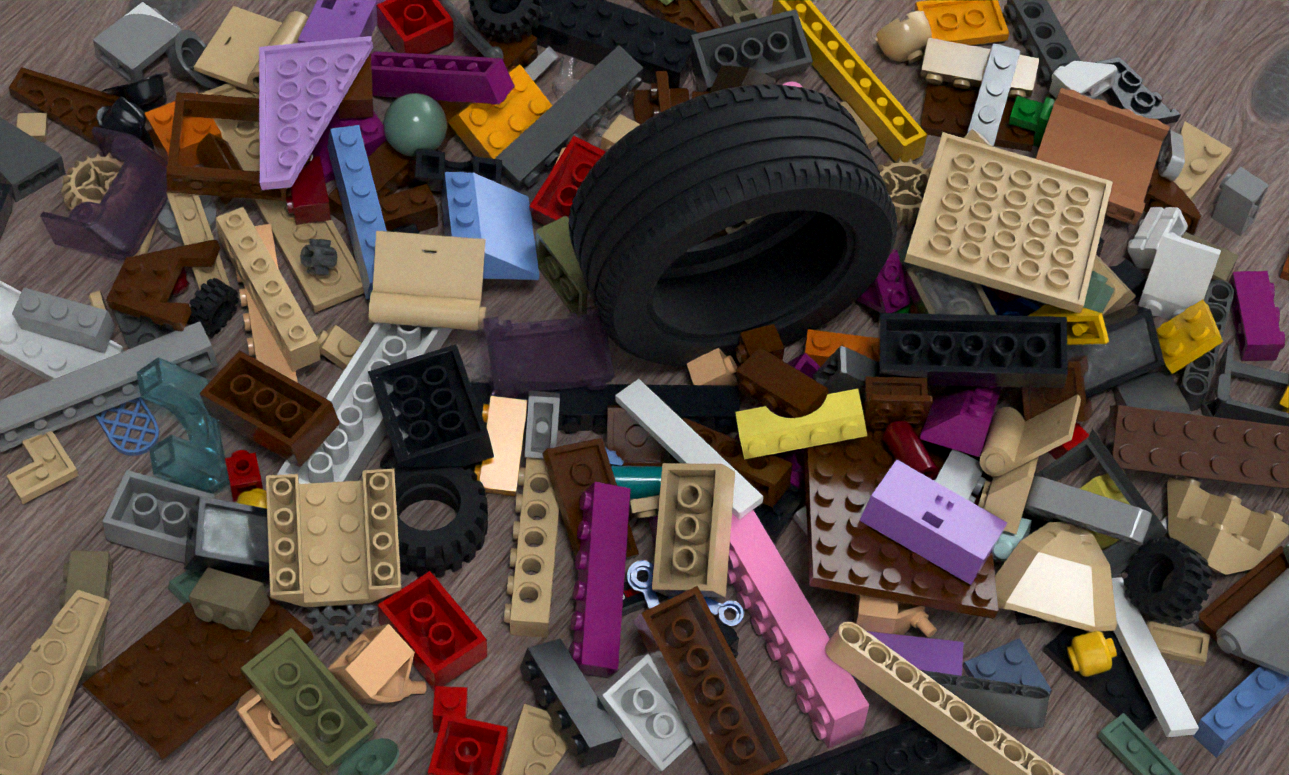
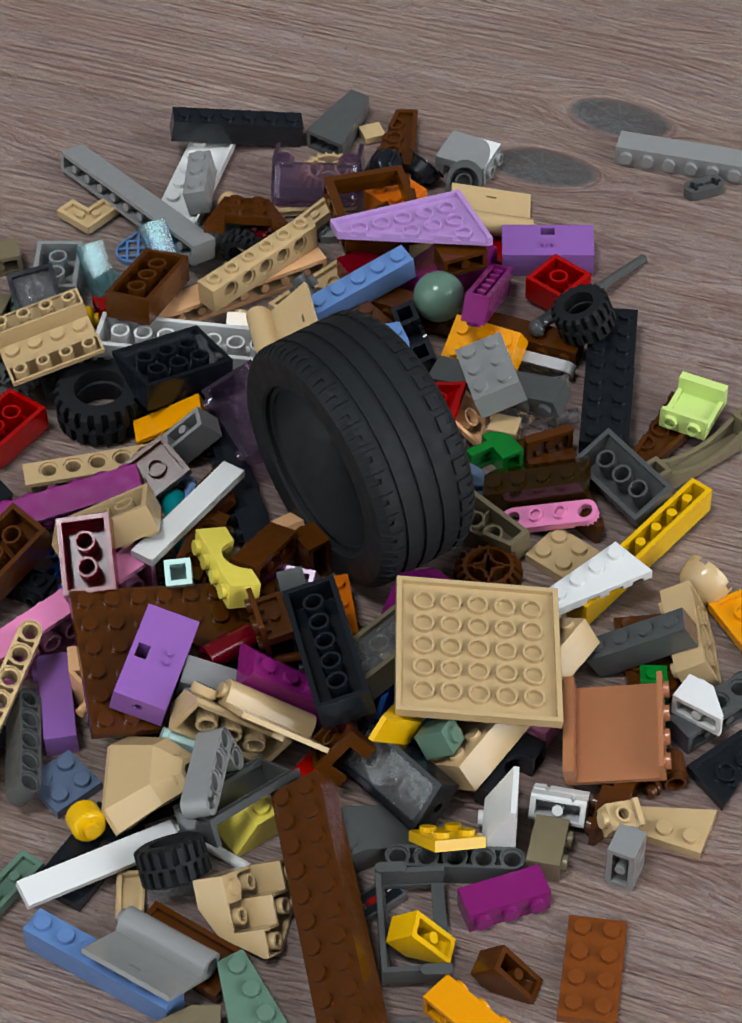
camera: 80 degrees right, 10 degrees down
(577, 107) = (491, 375): none -> light grey brick
(764, 547) = (87, 553): none -> brick
(800, 471) = (178, 573): none -> light aqua brick
(895, 111) = (598, 576): none -> white wing
(988, 481) = (203, 690): none -> tan tile
(1171, 156) = (656, 794): light grey beam -> none
(1199, 187) = (624, 812): none -> tan brick

